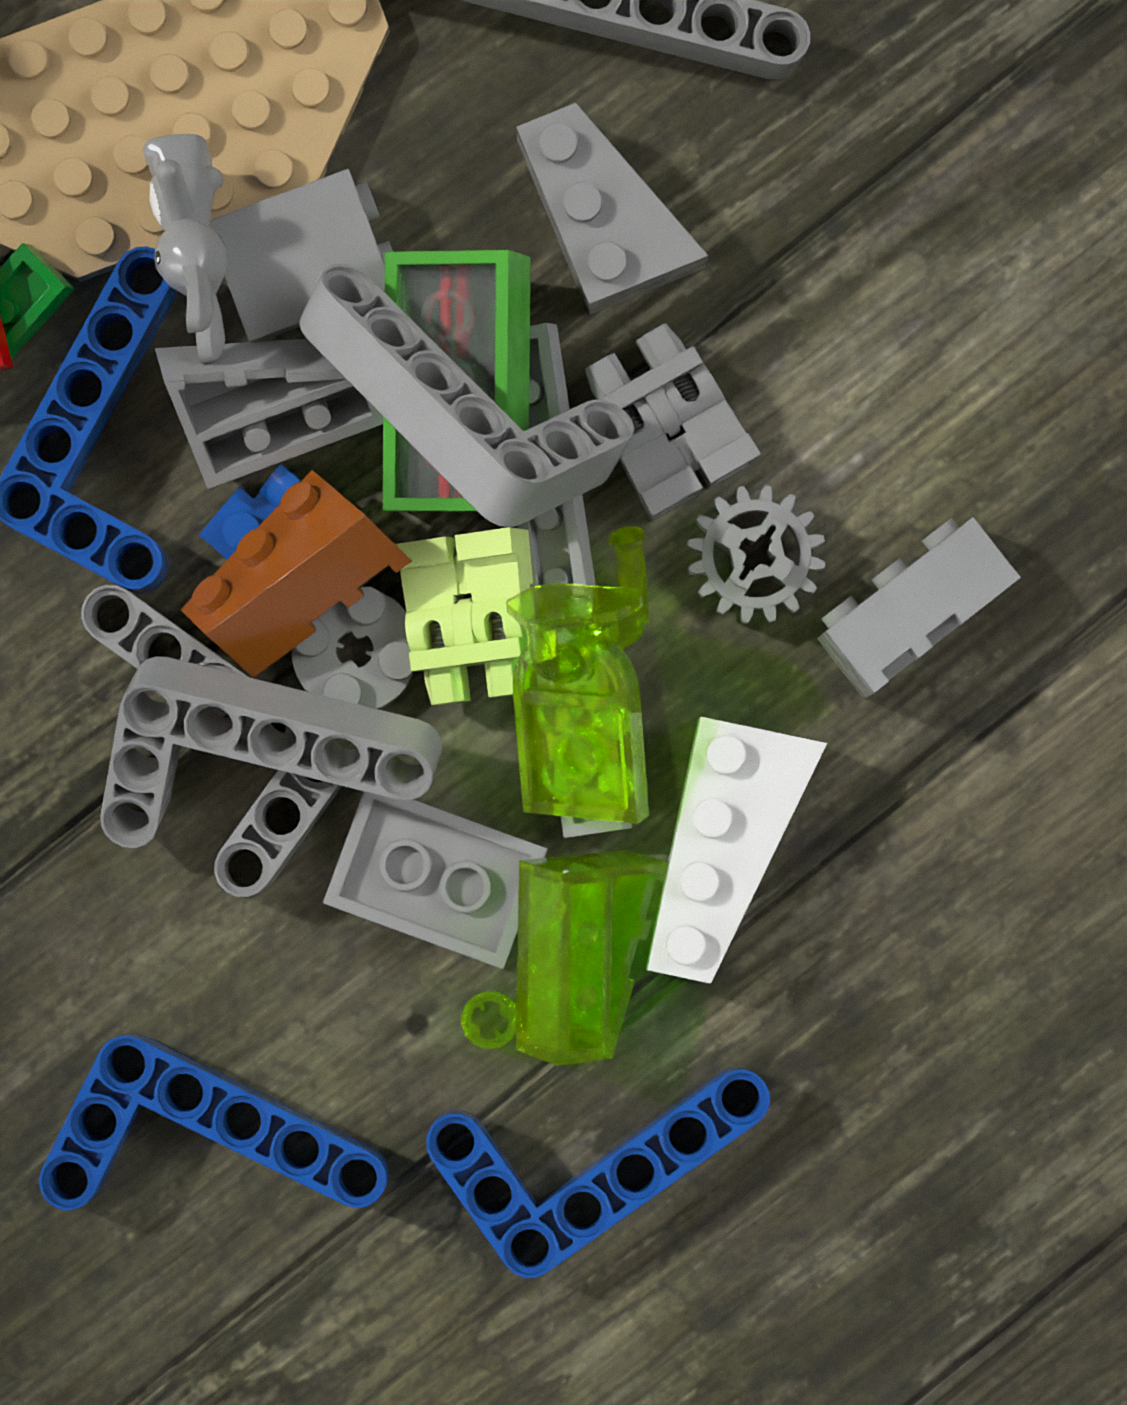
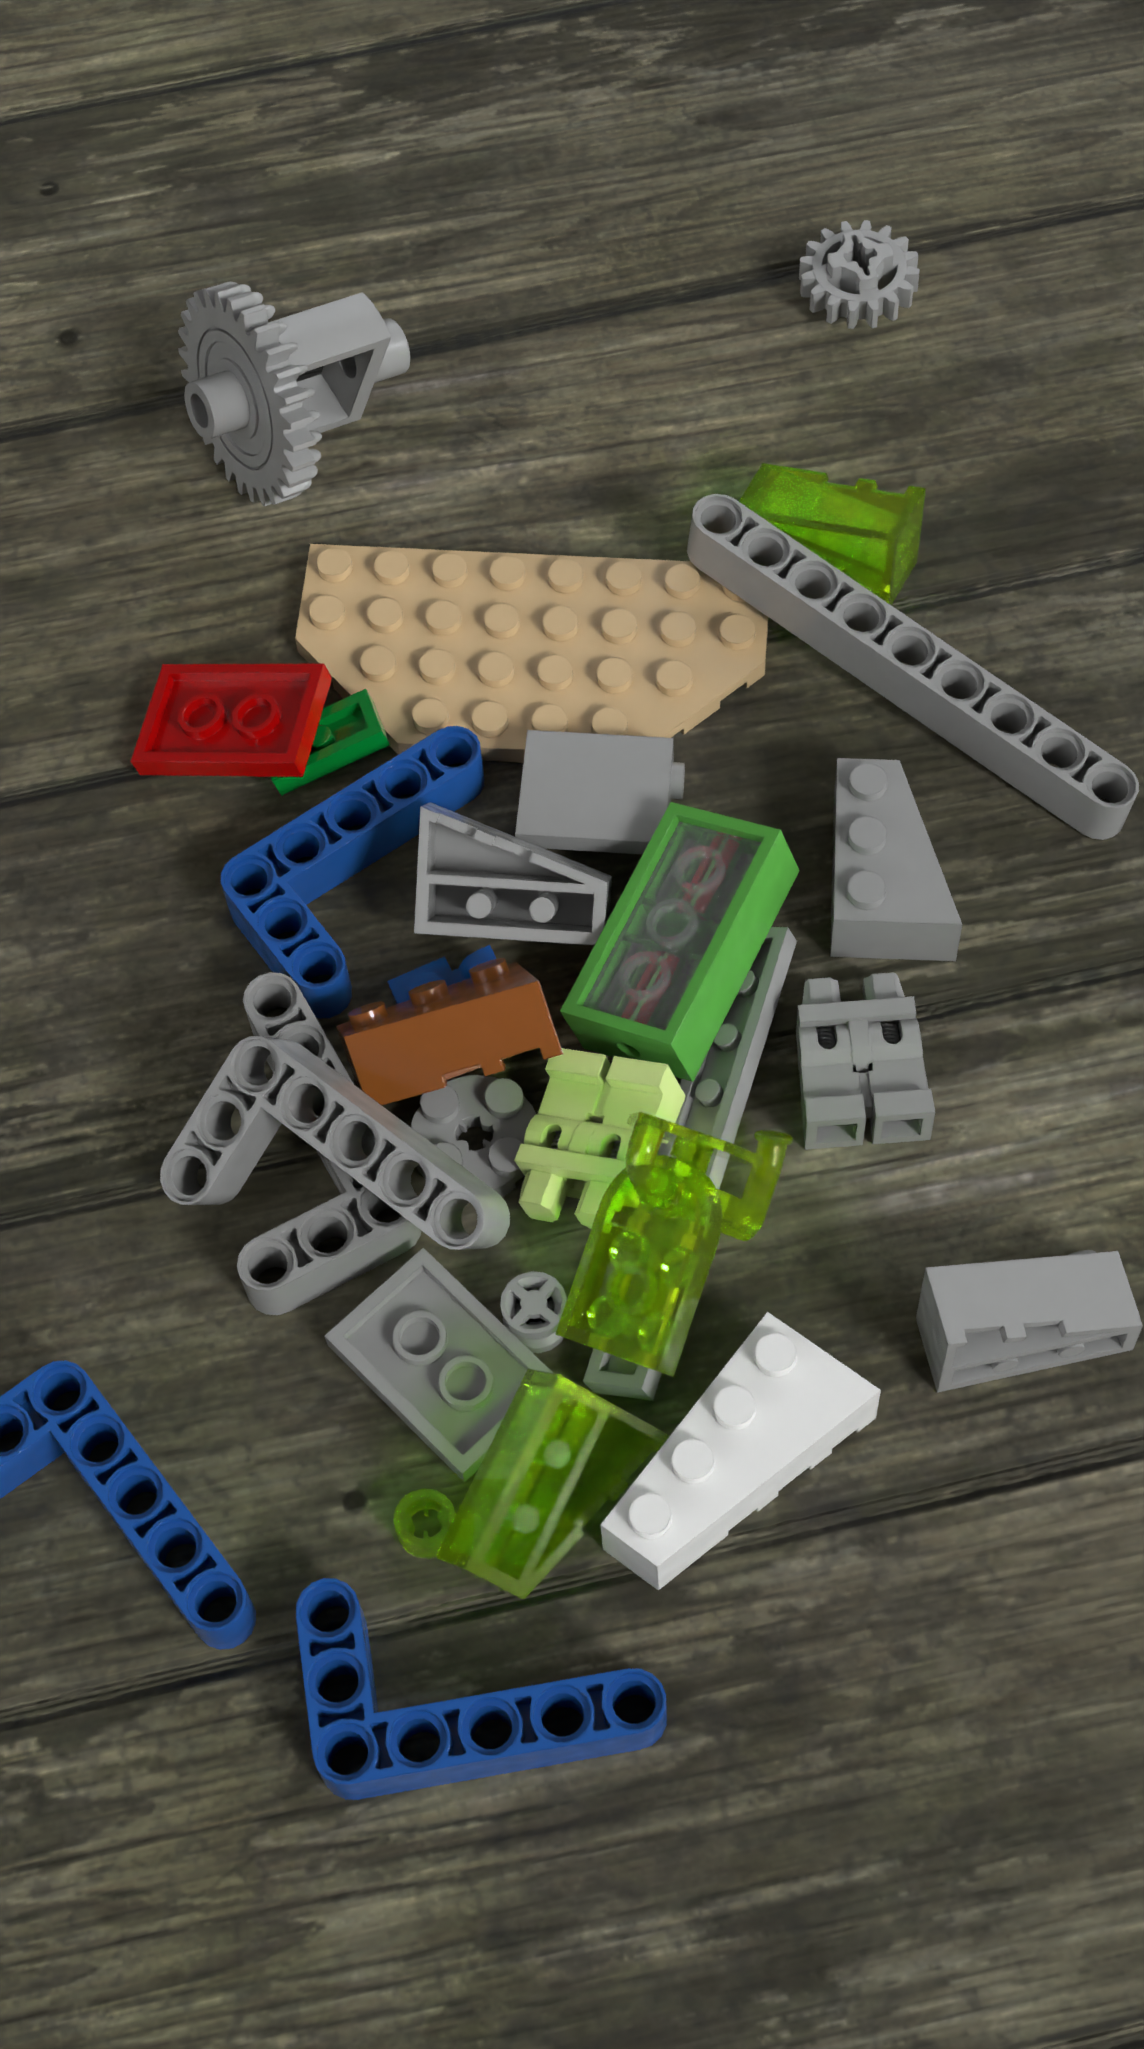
camera: 30 degrees right, 25 degrees down
(189, 251) = (502, 727): light grey animal -> none
(448, 417) = (666, 950): light grey beam -> none
(484, 781) = (534, 1297): none -> light grey wheel
(782, 570) = (884, 1234): light grey gear -> none

